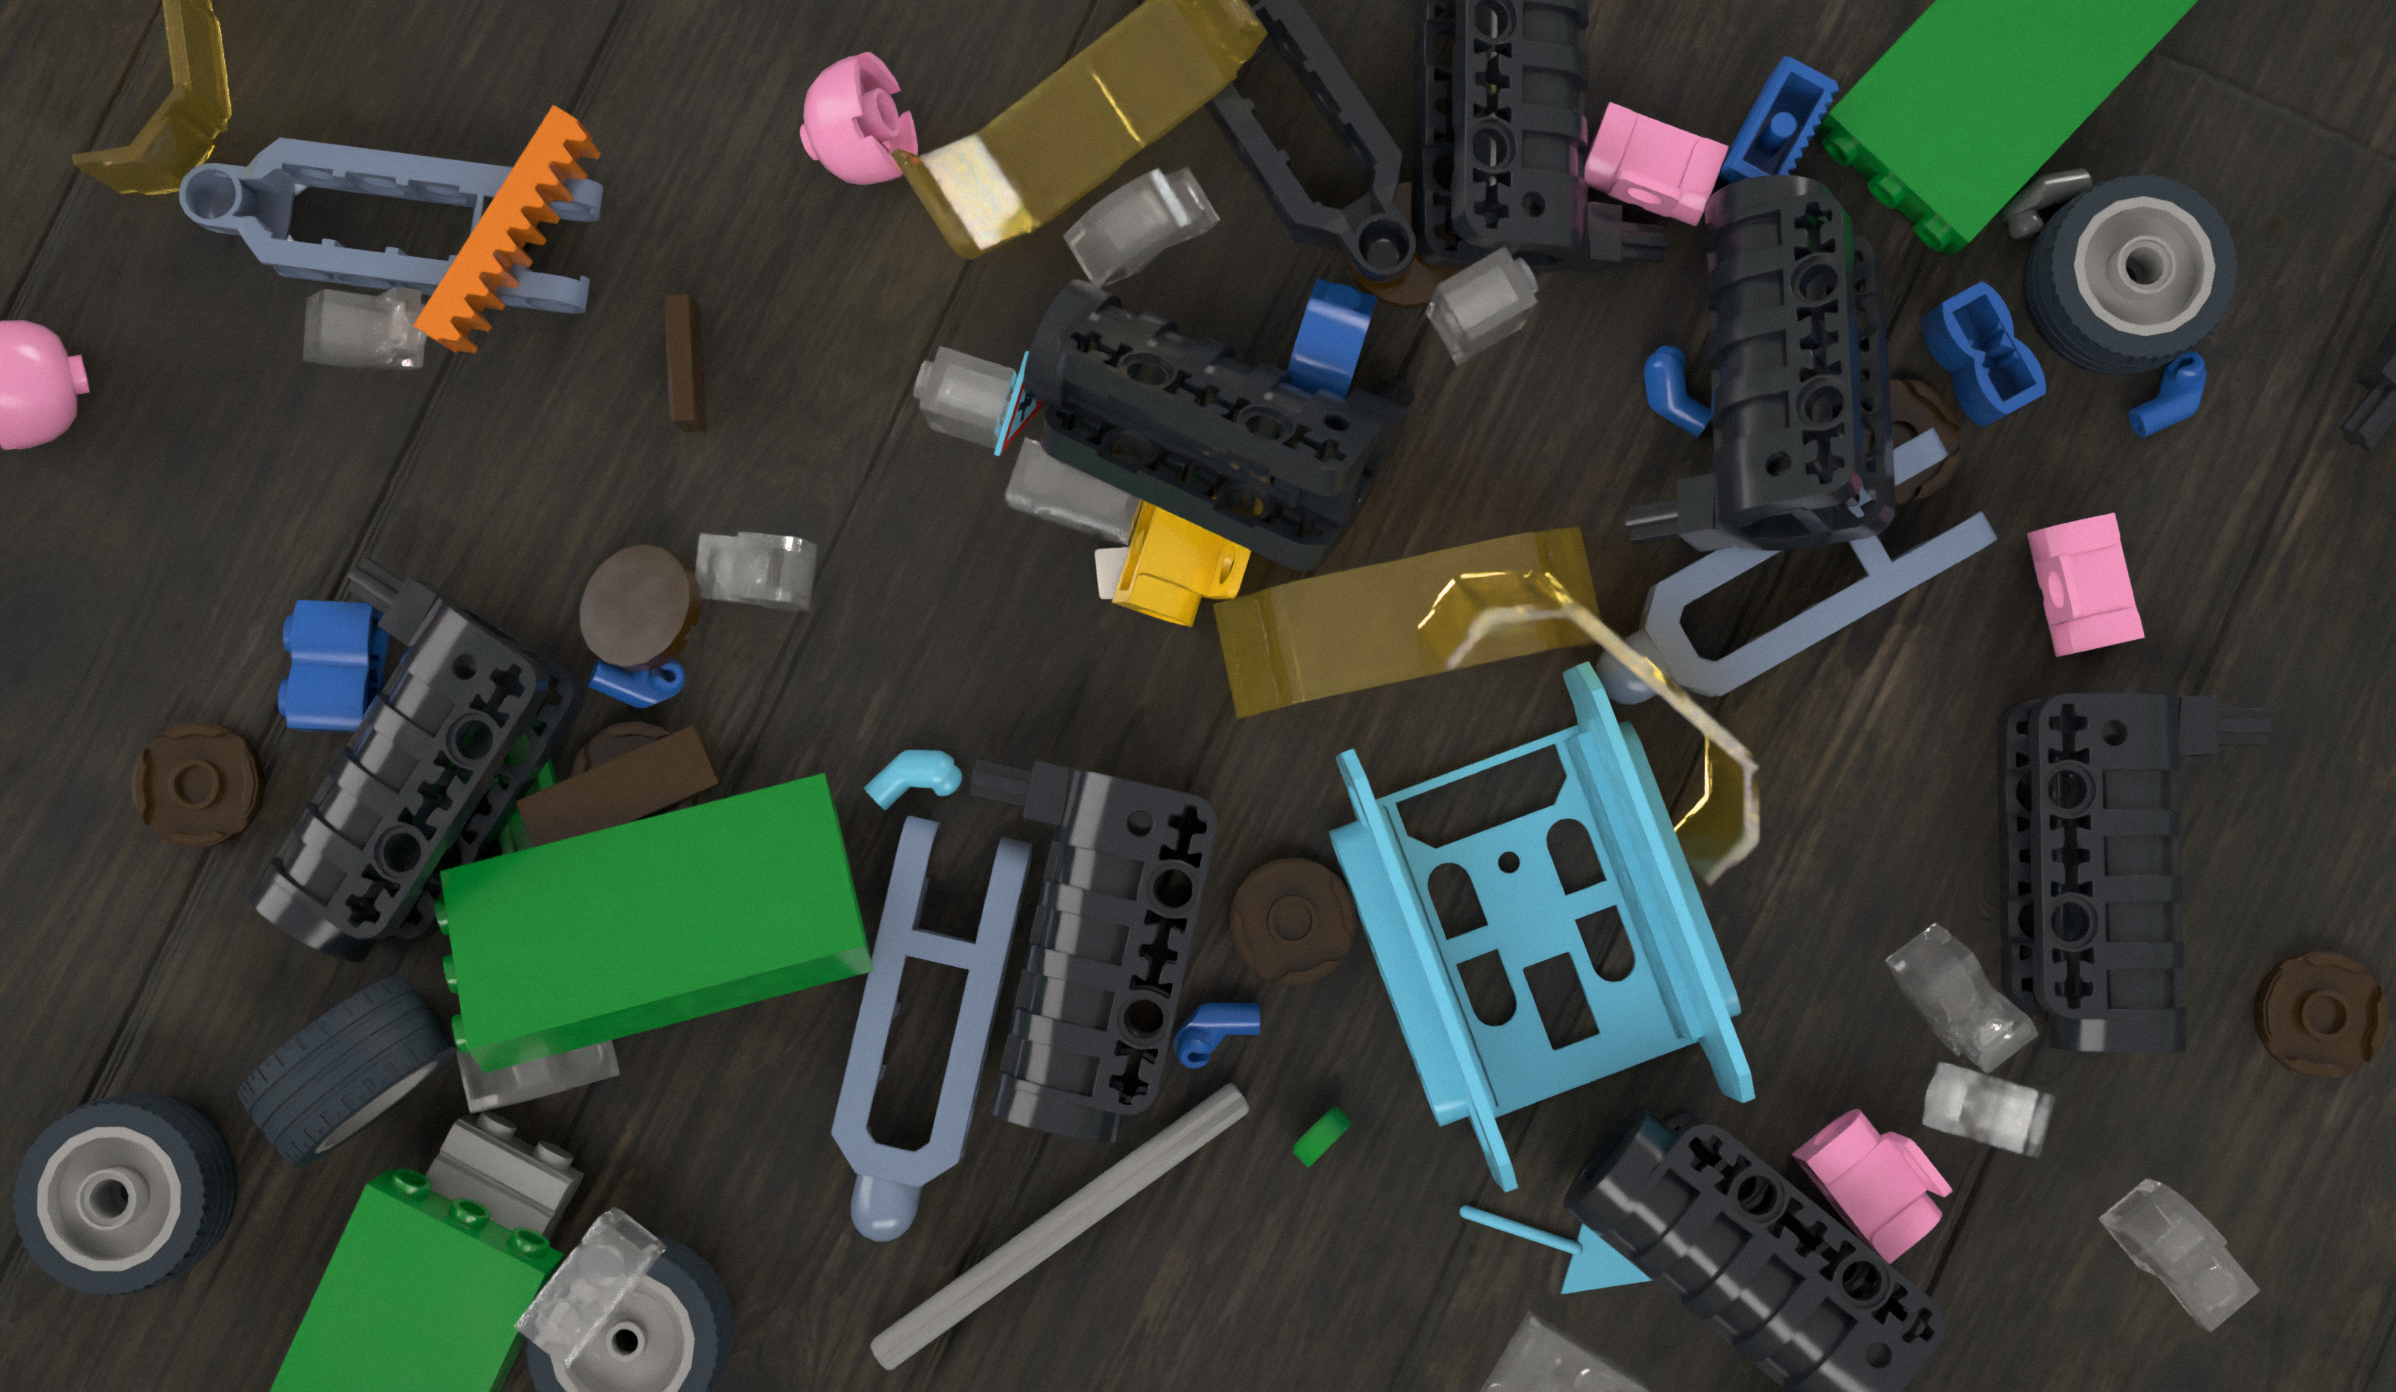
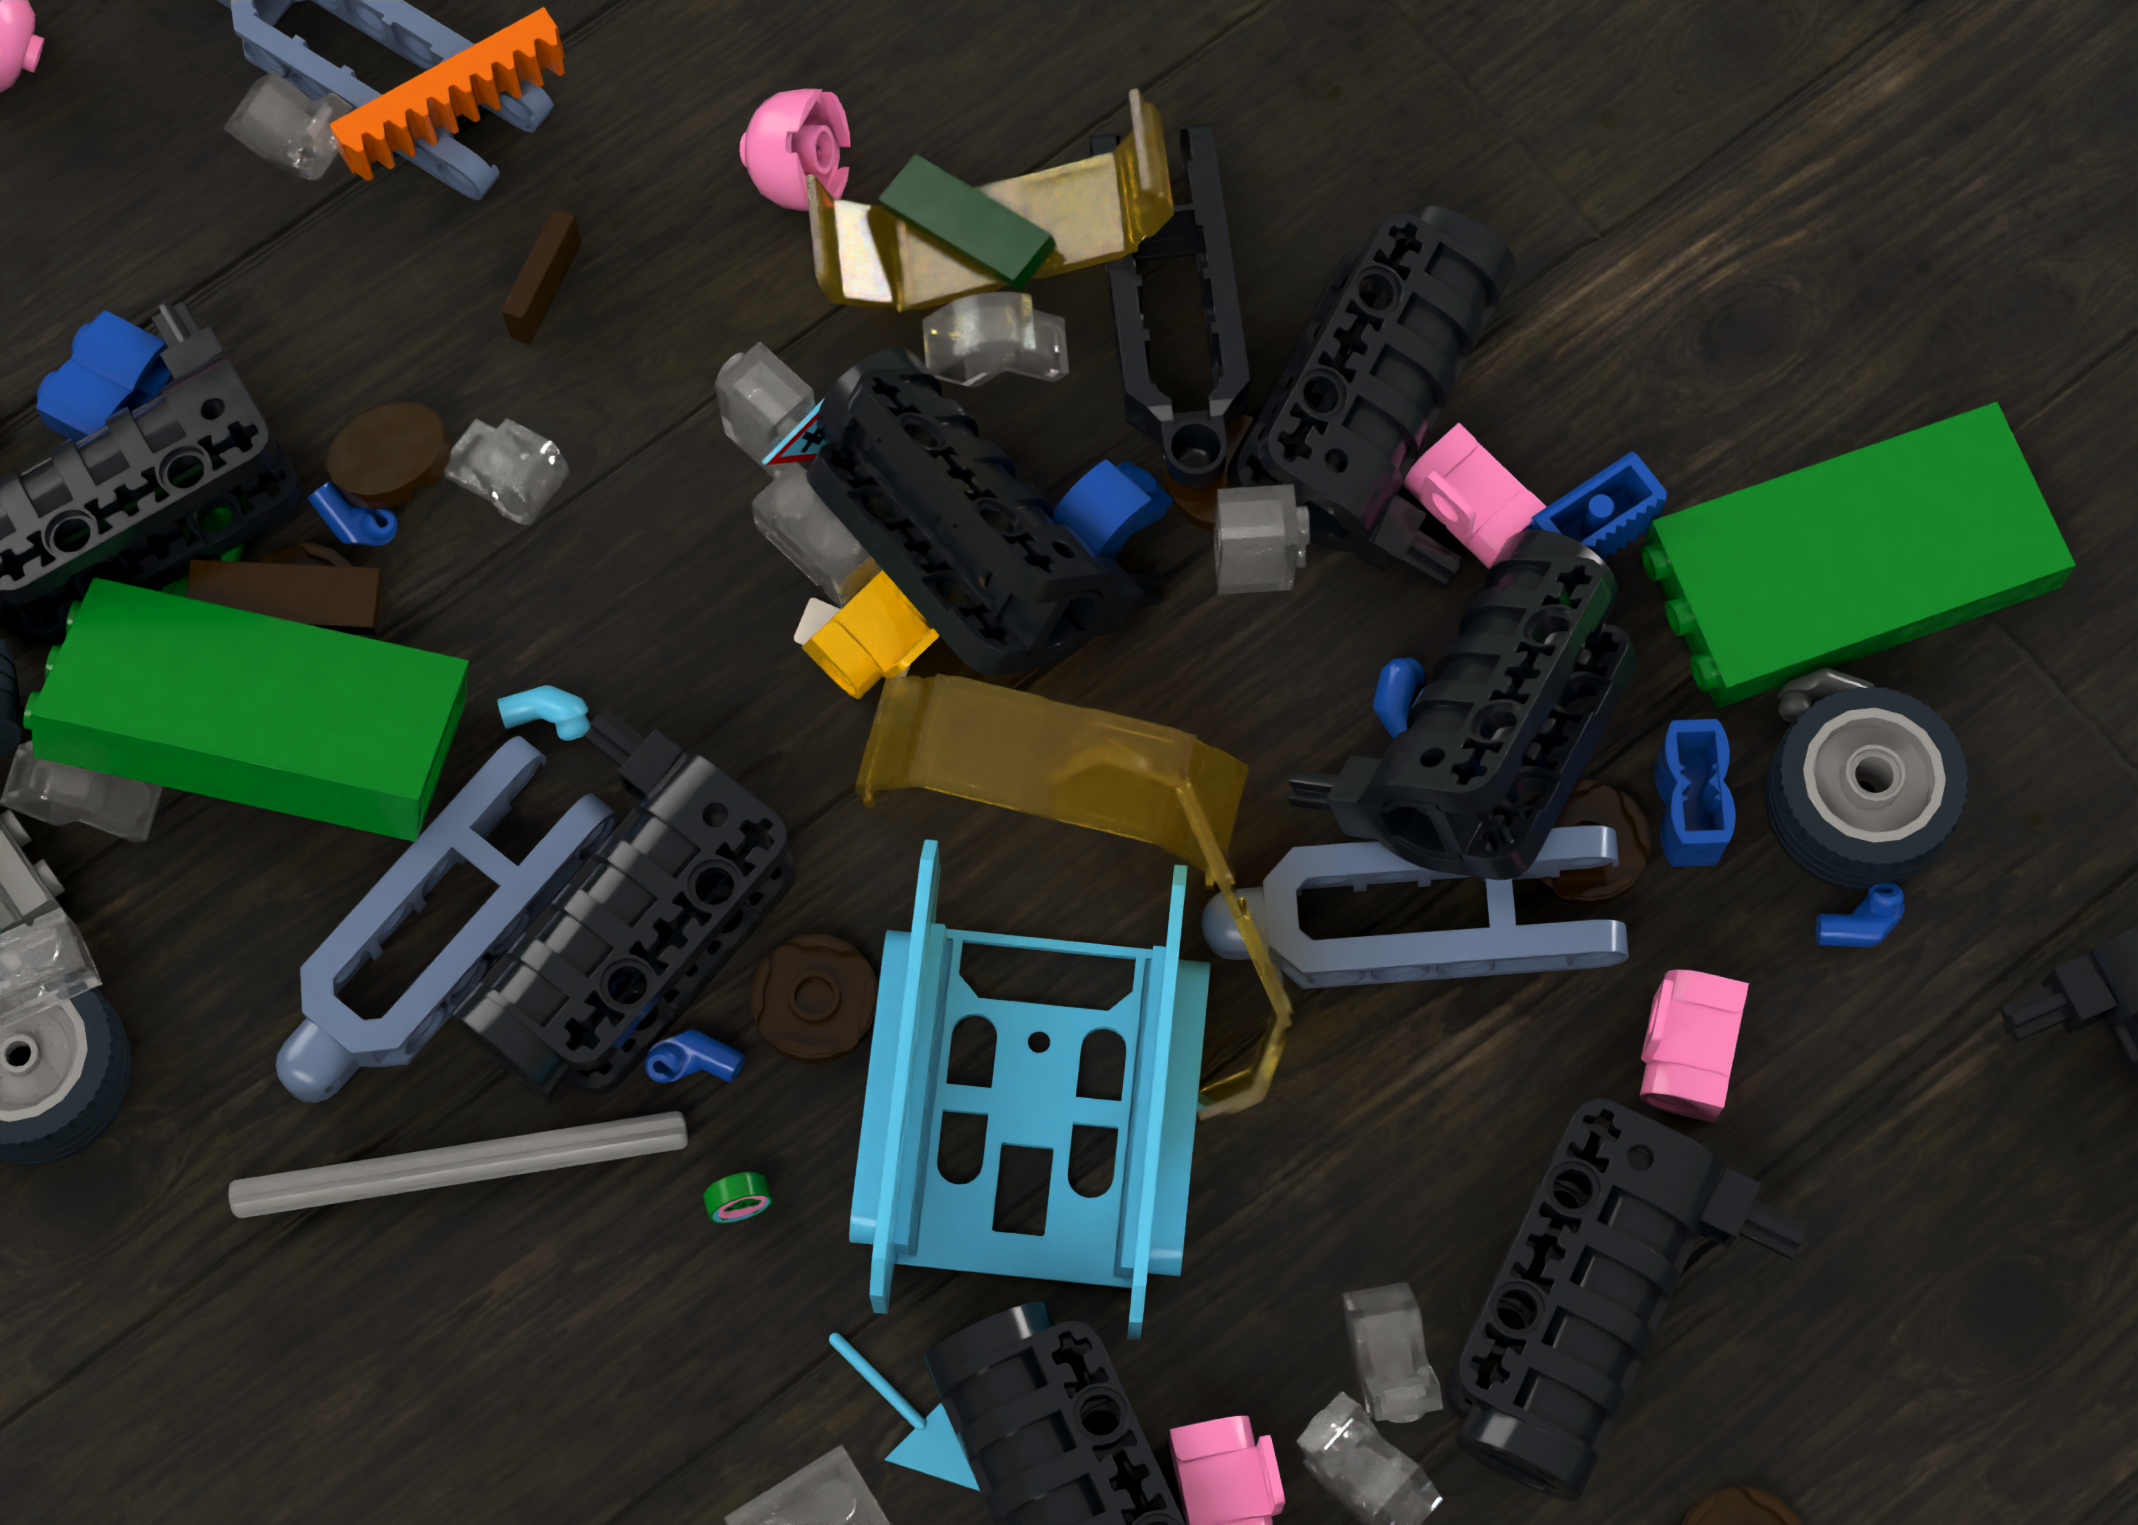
camera: 30 degrees right, 15 degrees down
(1058, 120) = (967, 222): none -> dark green tile

